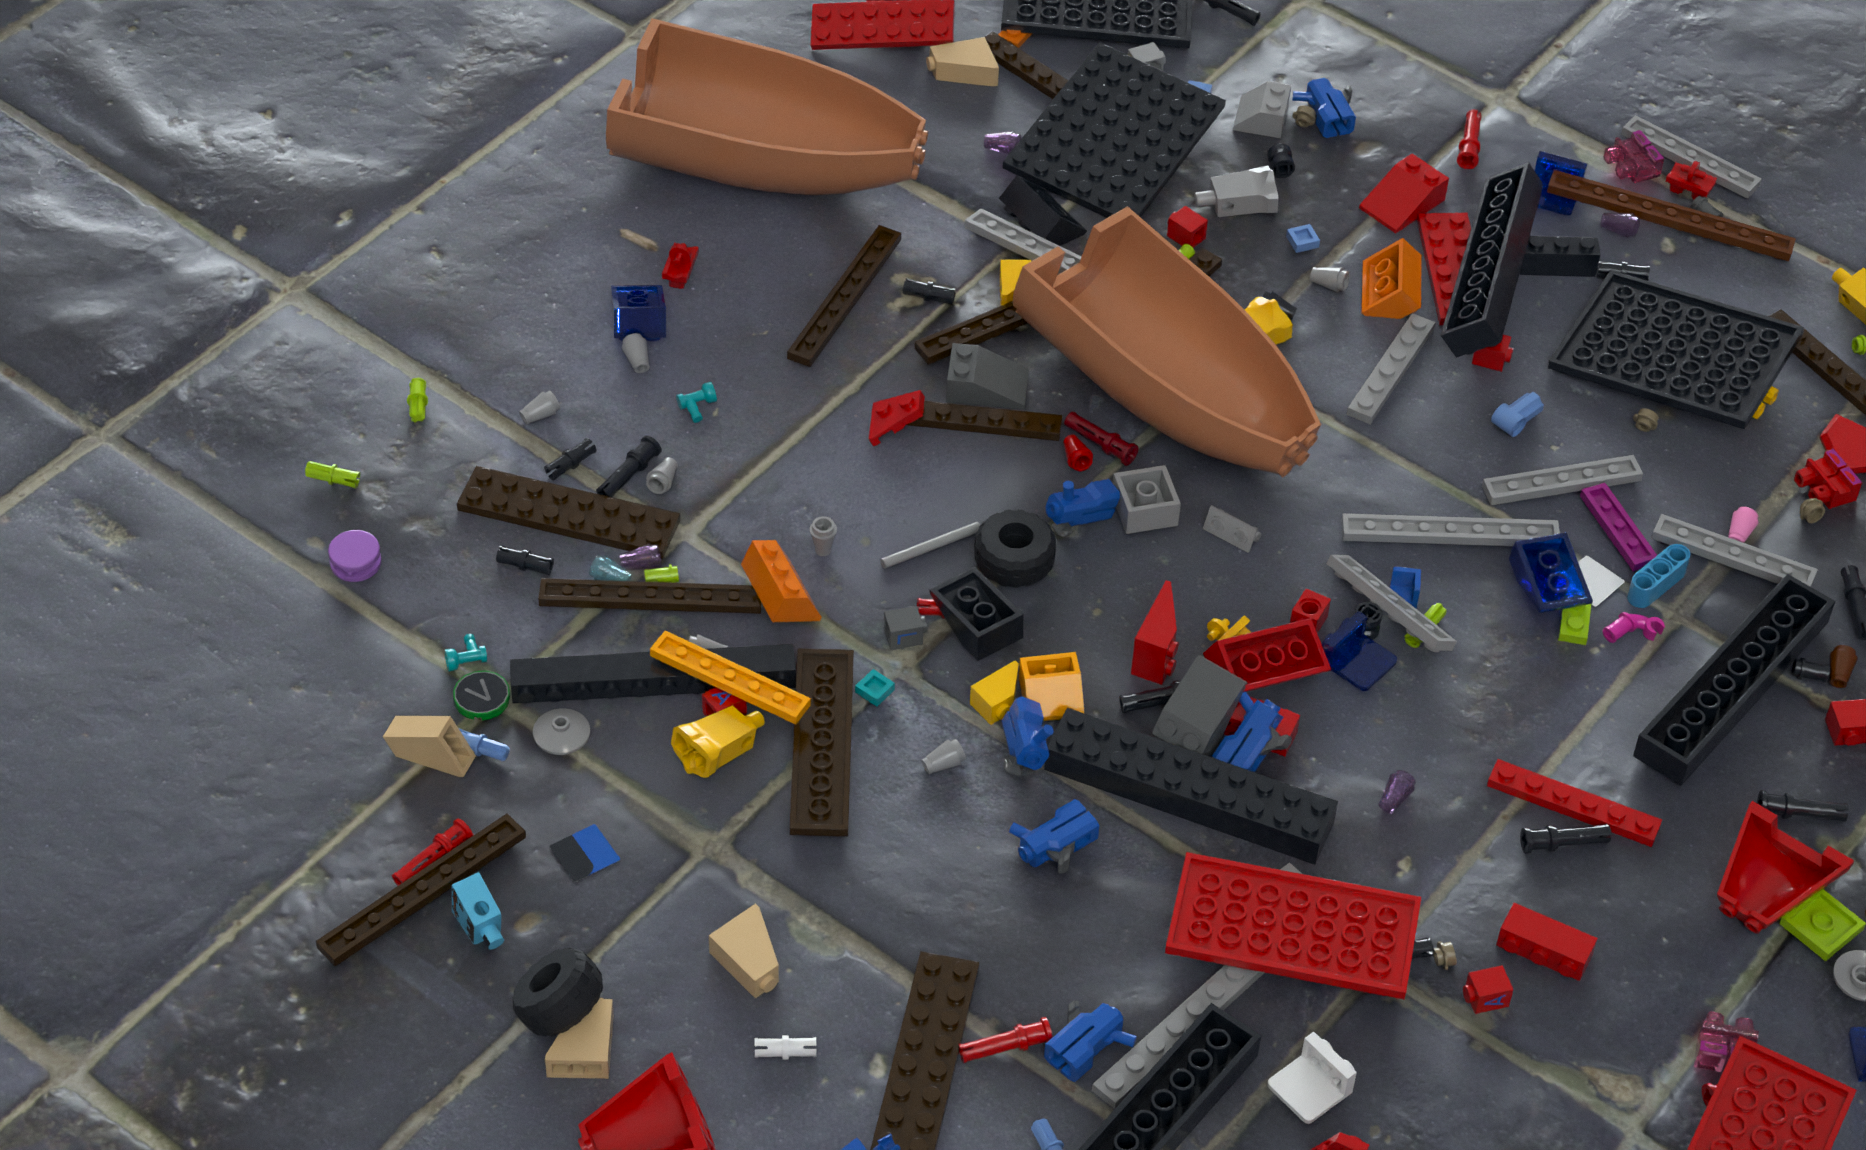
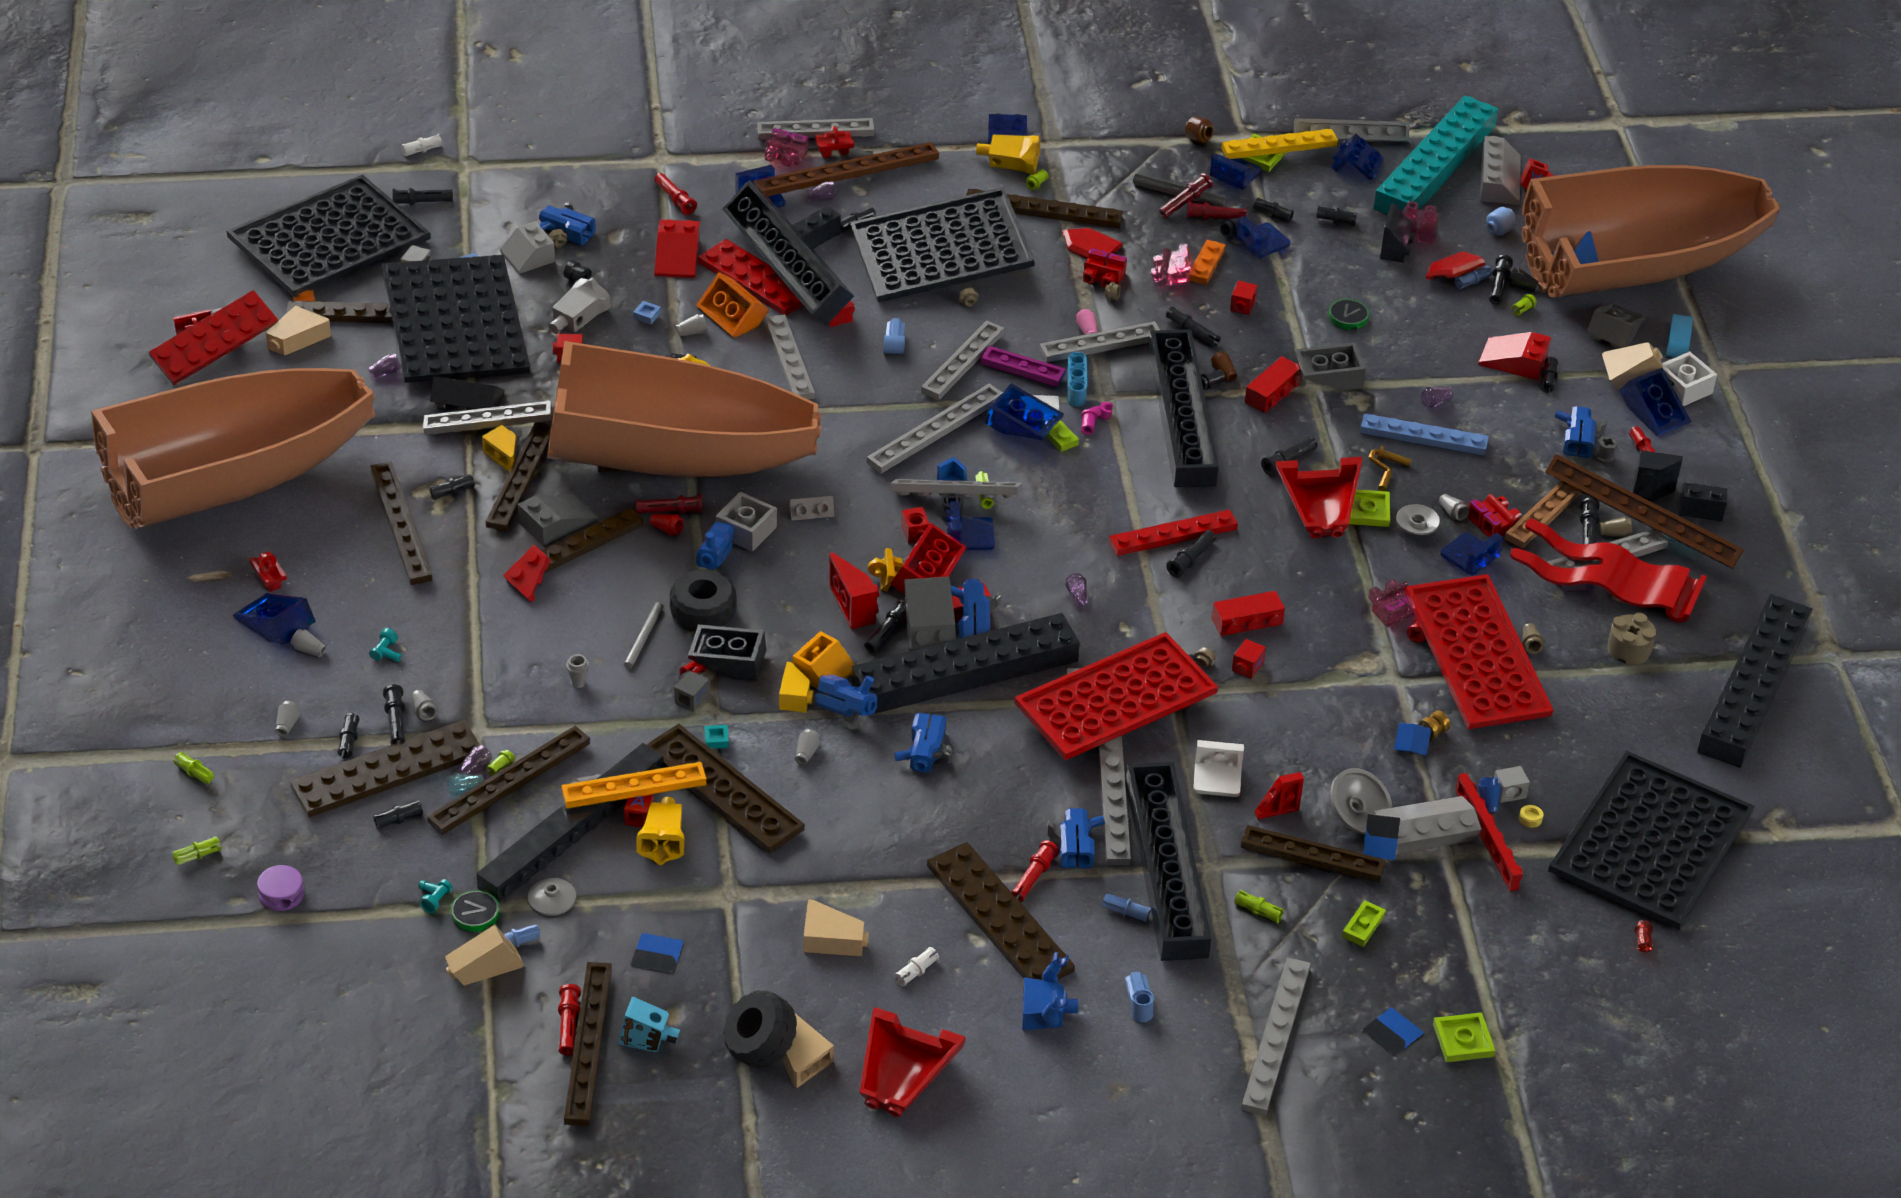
camera: 45 degrees left, 5 degrees down
(778, 583) = (587, 714): orange slope -> none

